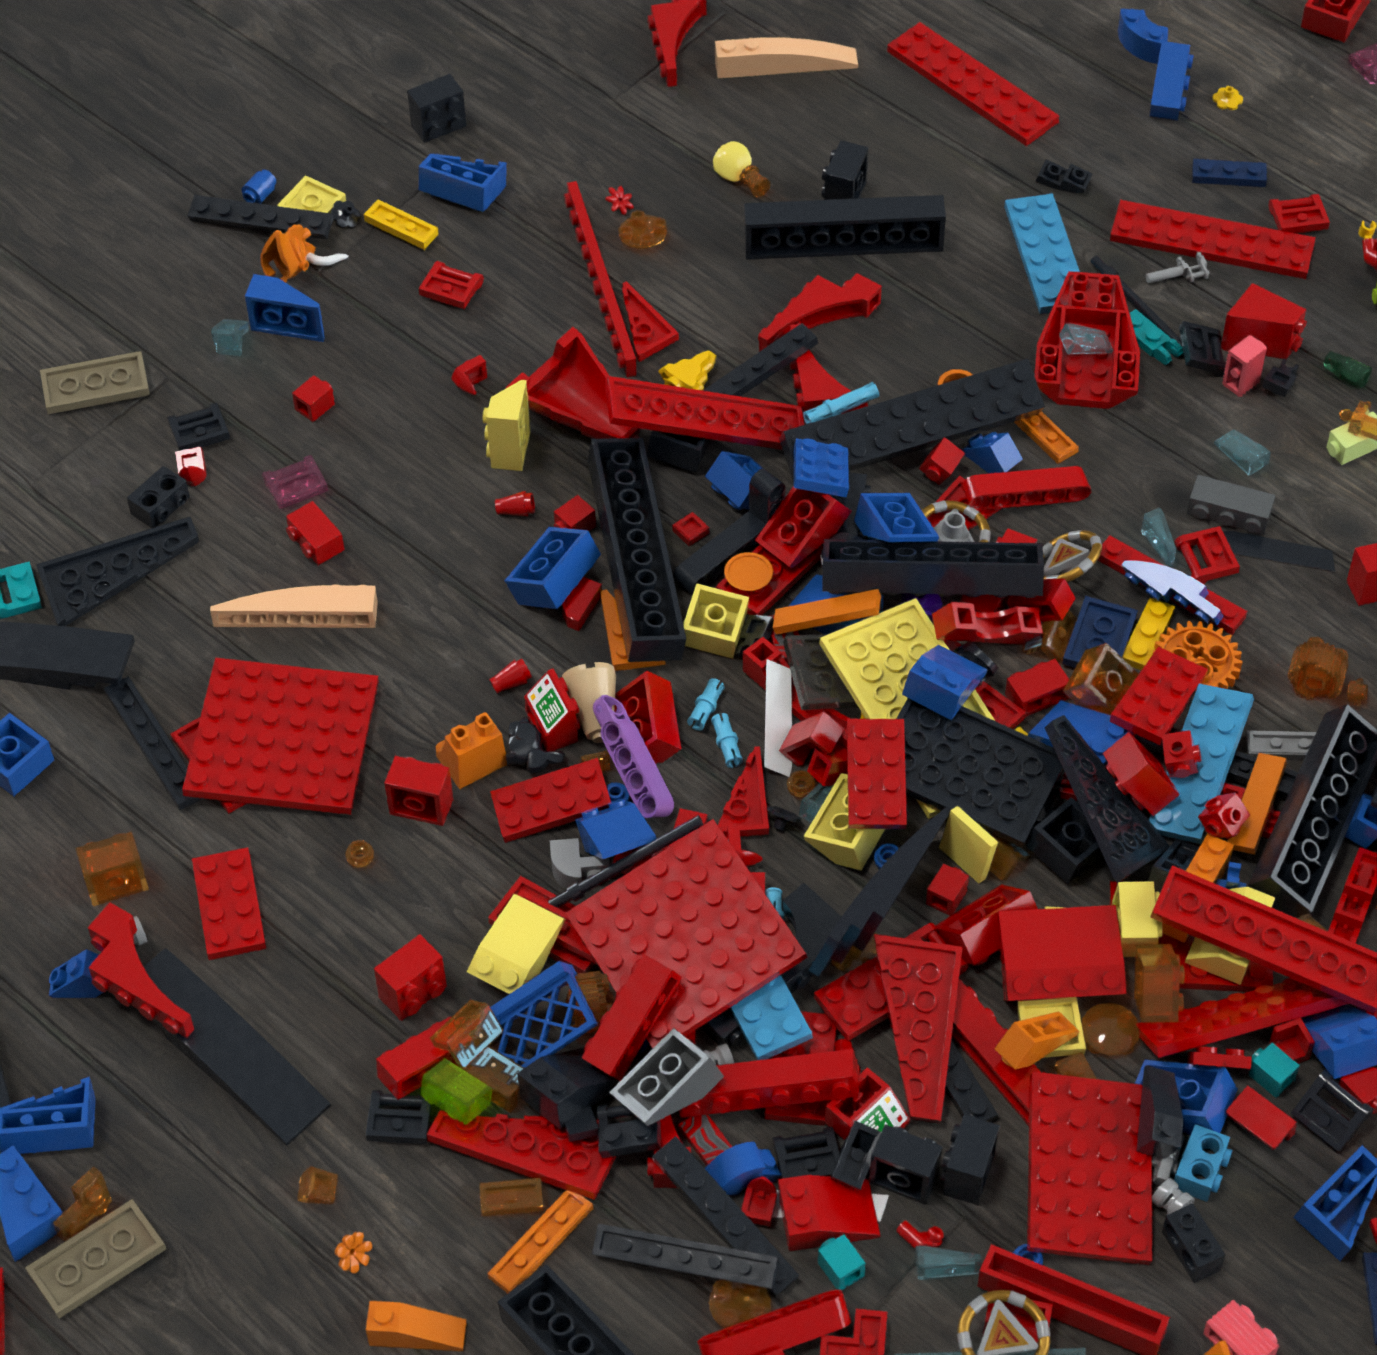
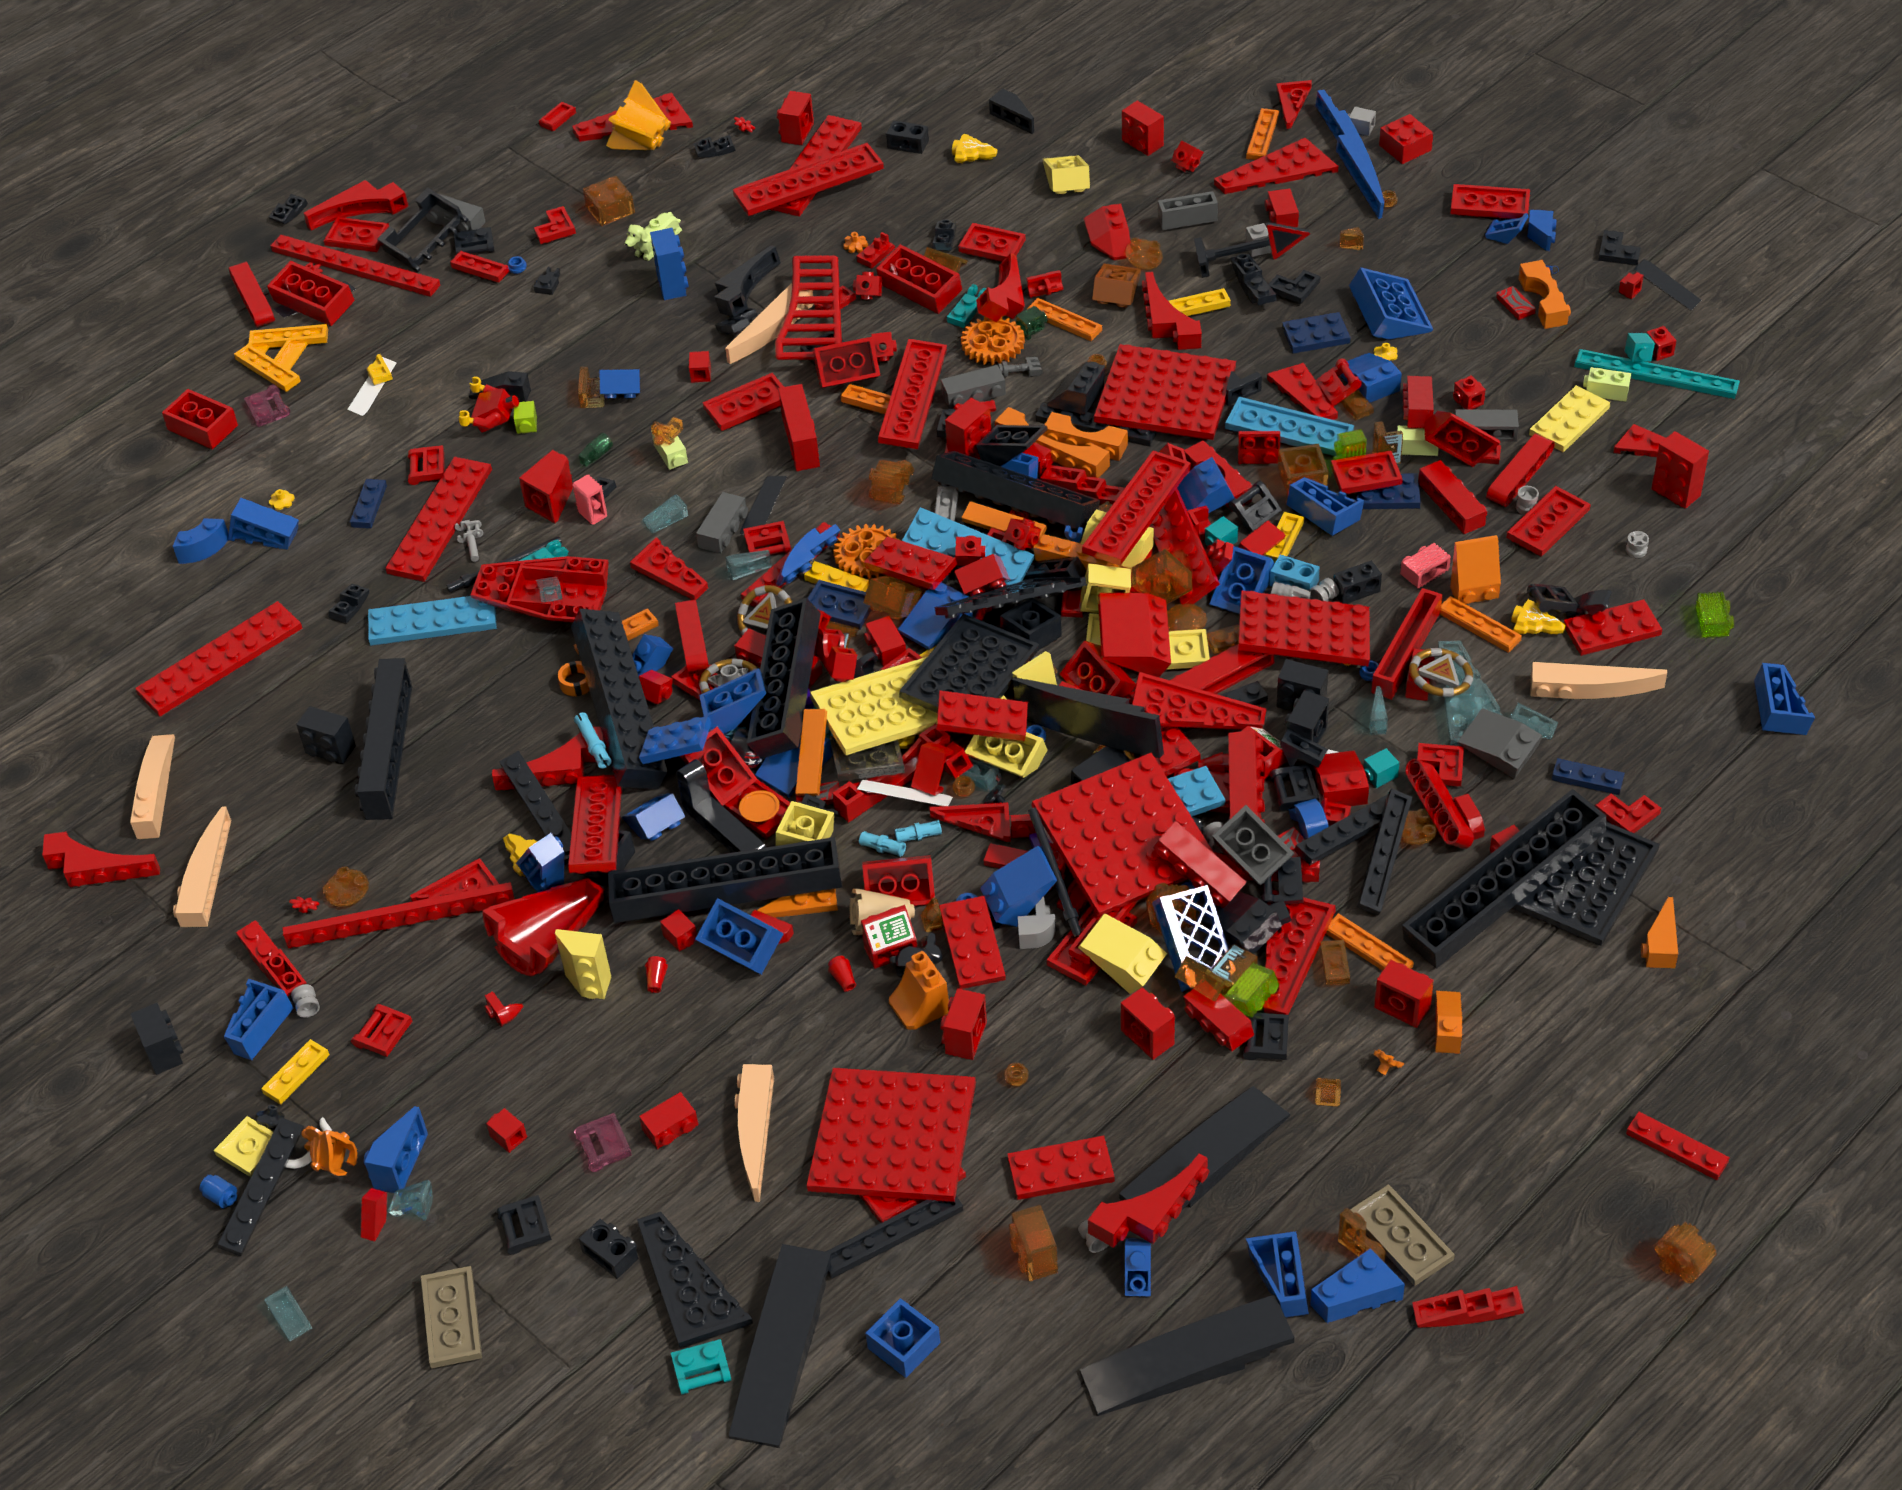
camera: 85 degrees left, 5 degrees down
(117, 261) = (287, 1313): none -> clear light blue slope
(191, 465) = (572, 1224): plate -> none
(217, 303) = (373, 1213): none -> red piece
(443, 1267) = (1403, 993): none -> red brick
(489, 218) = (305, 1000): none -> light grey wheel
(544, 185) = (270, 958): none -> red slope
(632, 759) = (909, 887): medium lavender piece -> none
(640, 364) = (544, 863): none -> blue wedge
(663, 114) = (202, 874): none -> light nougat slope
(690, 529) = (694, 851): red tile -> none
(731, 160) = (278, 820): light yellow hair -> none
(757, 184) = (305, 805): clear orange bush -> none
(822, 303) = (462, 764): red arch -> none
(930, 1238) = (1357, 727): red arm -> none
(942, 681) = (900, 670): blue slope -> none
(1034, 1039) = (1210, 644): orange slope -> none
(1144, 460) = (668, 570): none -> red wing
(1159, 1114) = (1272, 581): black slope -> none
(1196, 347) = (556, 528): black plate -> none
(1288, 1156) = (1290, 525): none -> yellow plate

